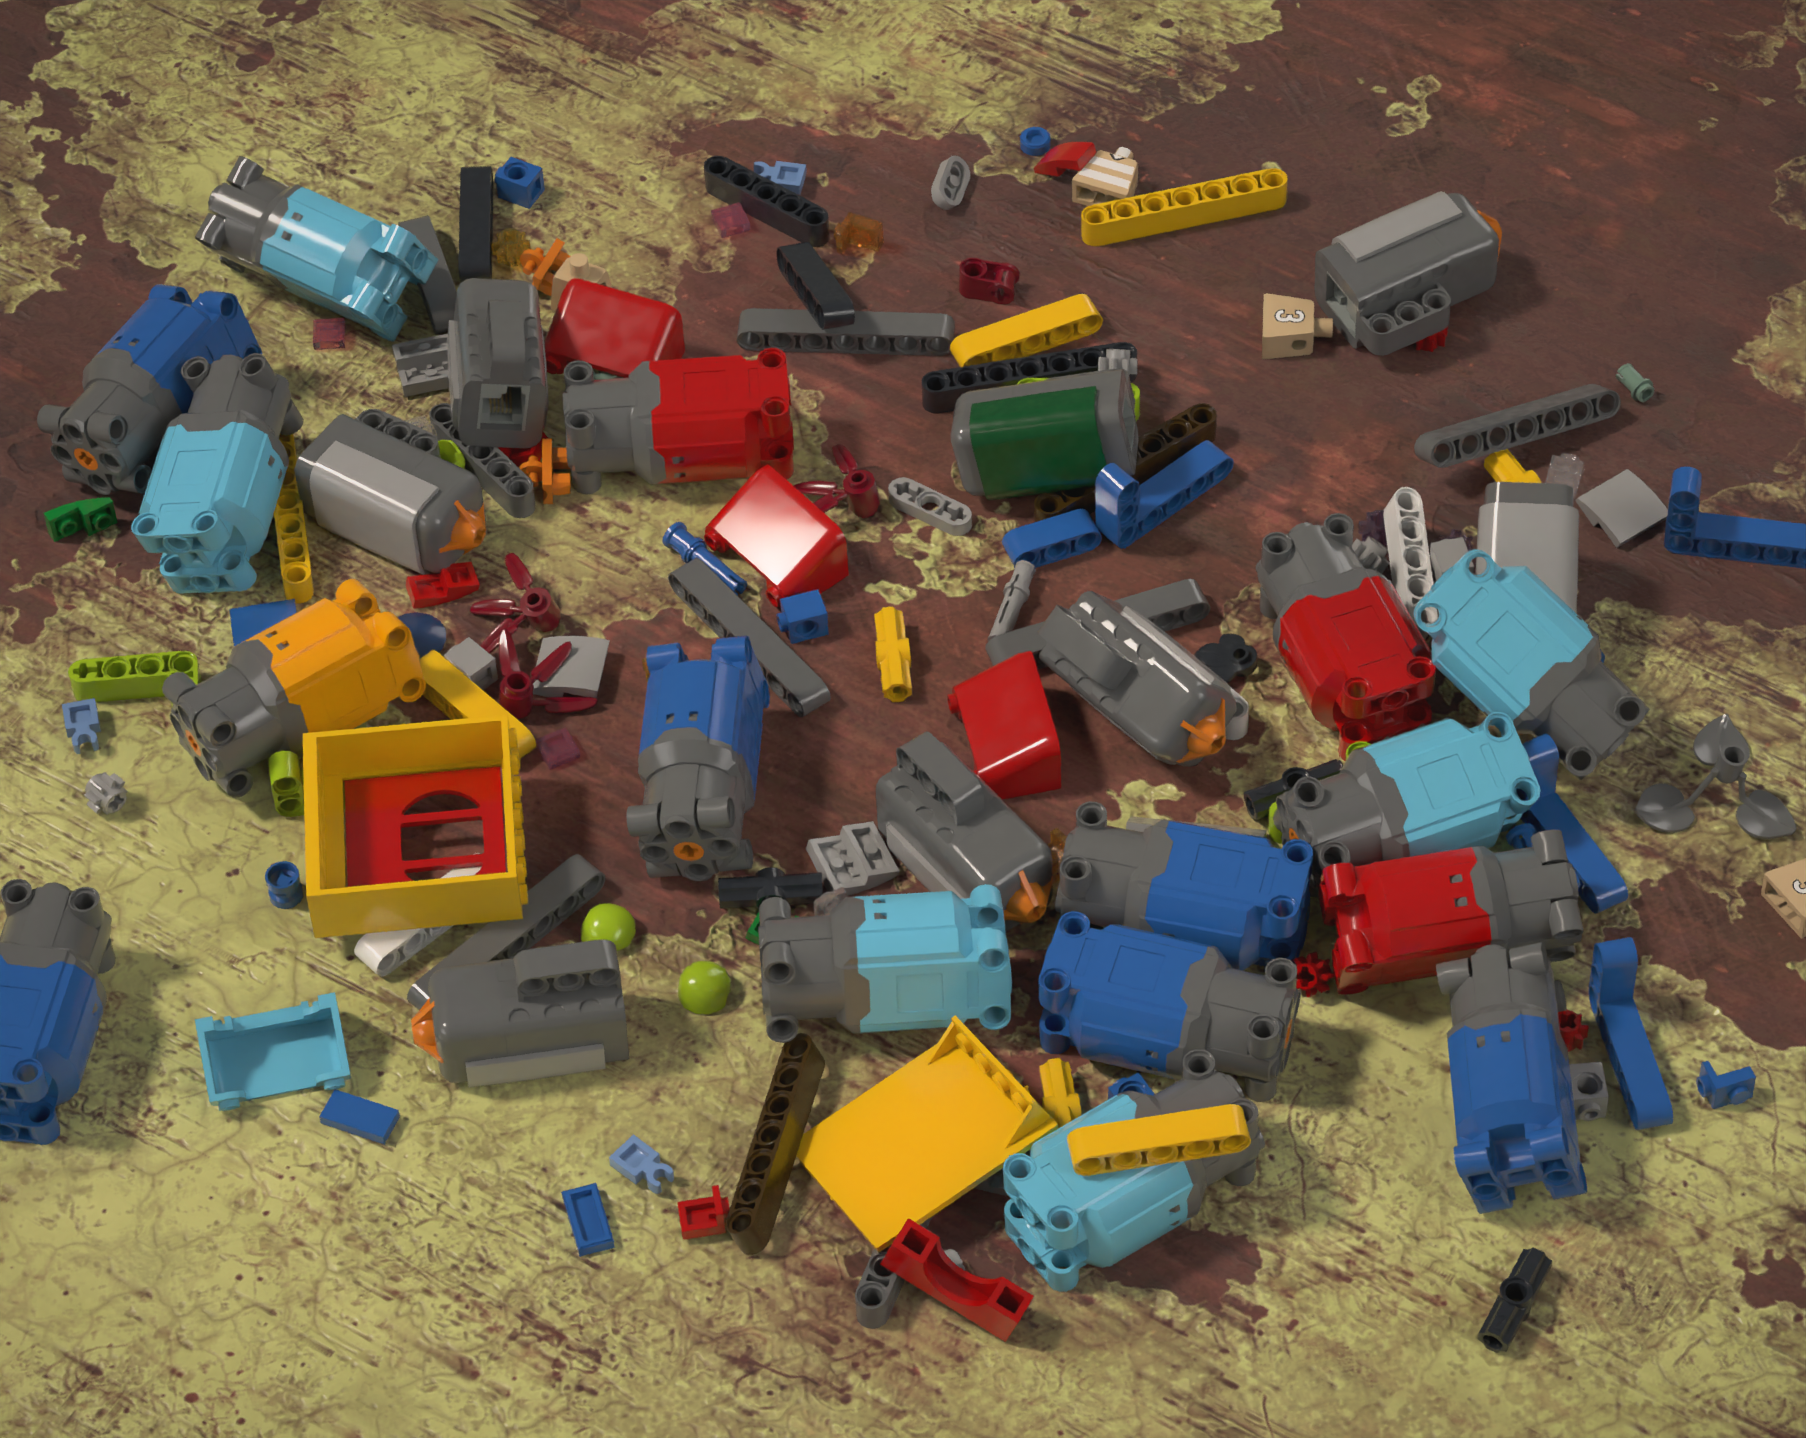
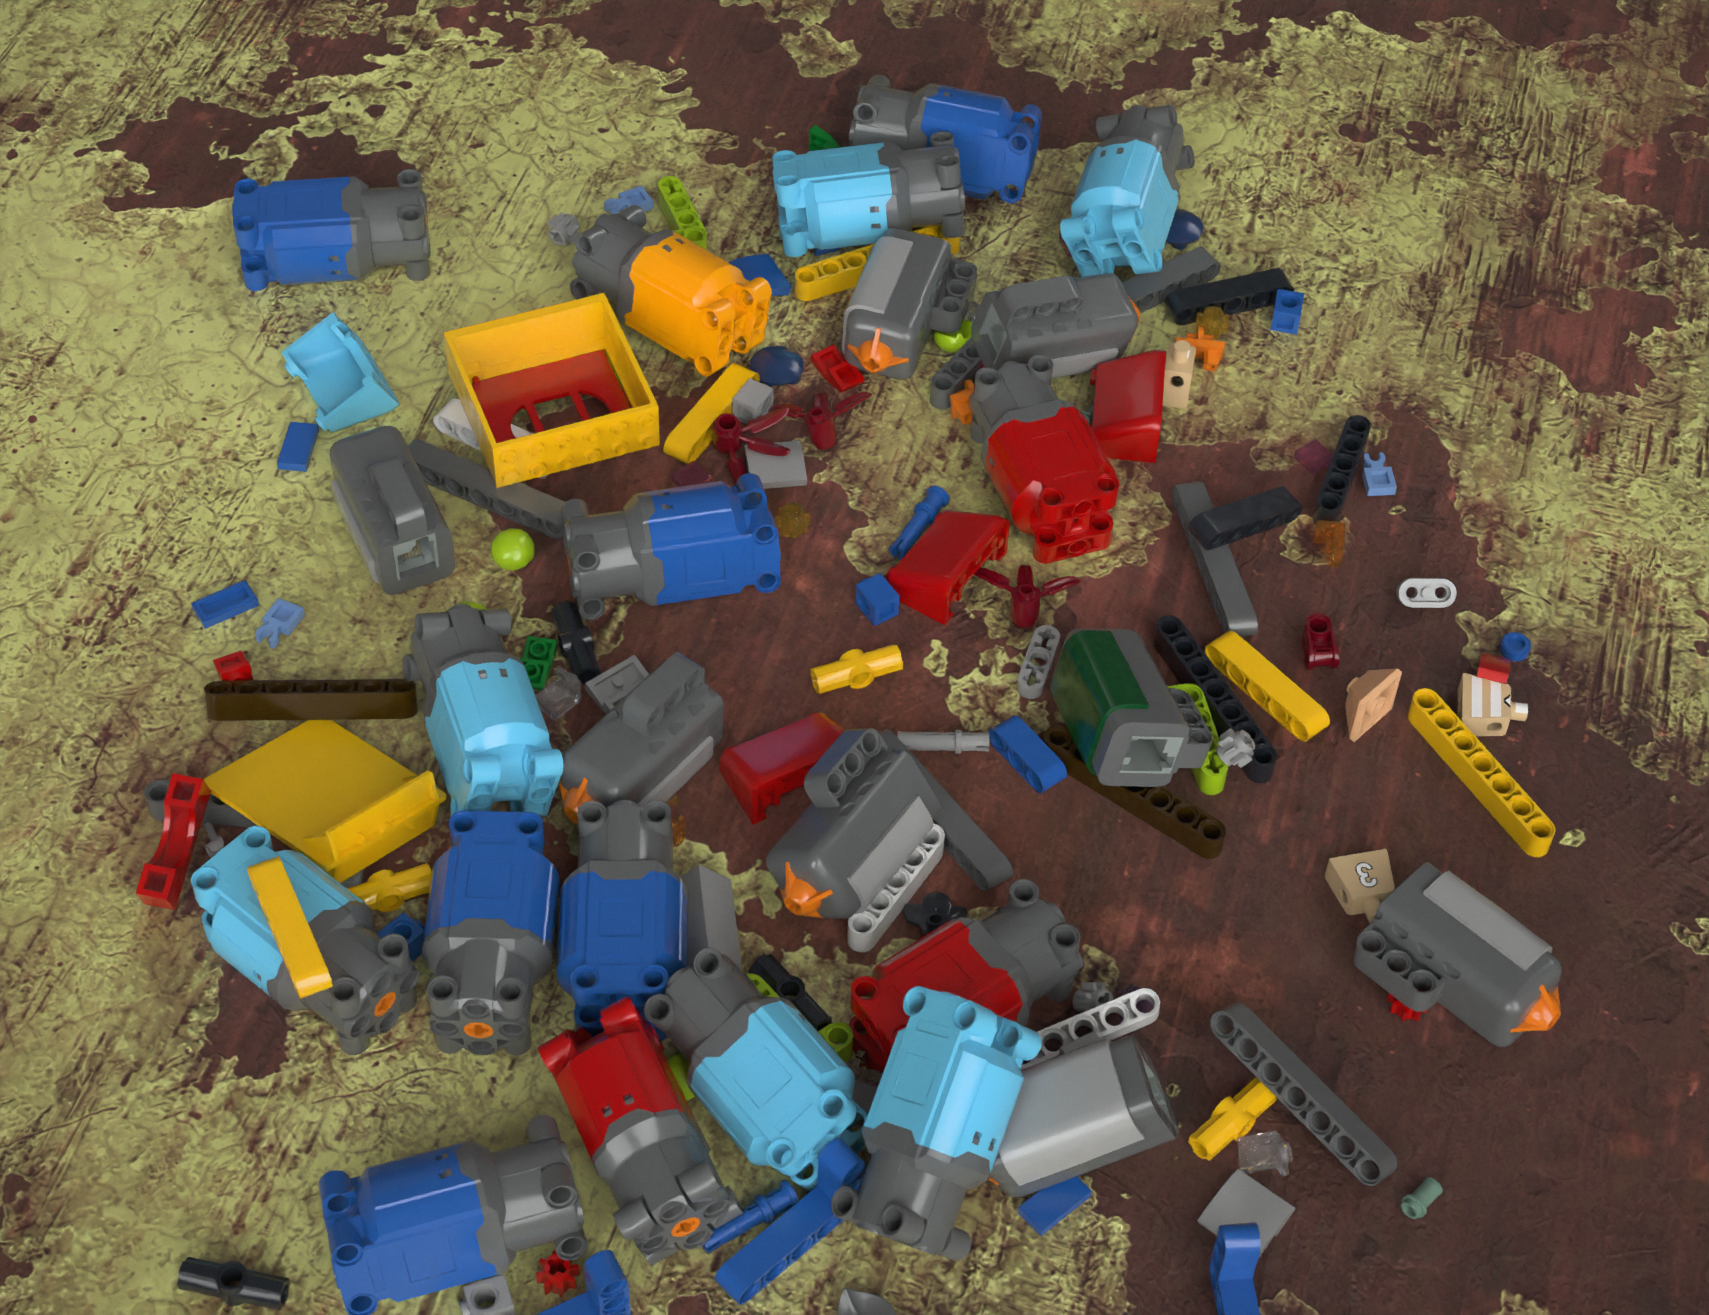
camera: 70 degrees right, 0 degrees up
(730, 617) = (841, 570): dark grey beam -> none
(1078, 258) = (1370, 699): none -> light nougat slope
(1131, 510) = (1103, 820): blue beam -> none

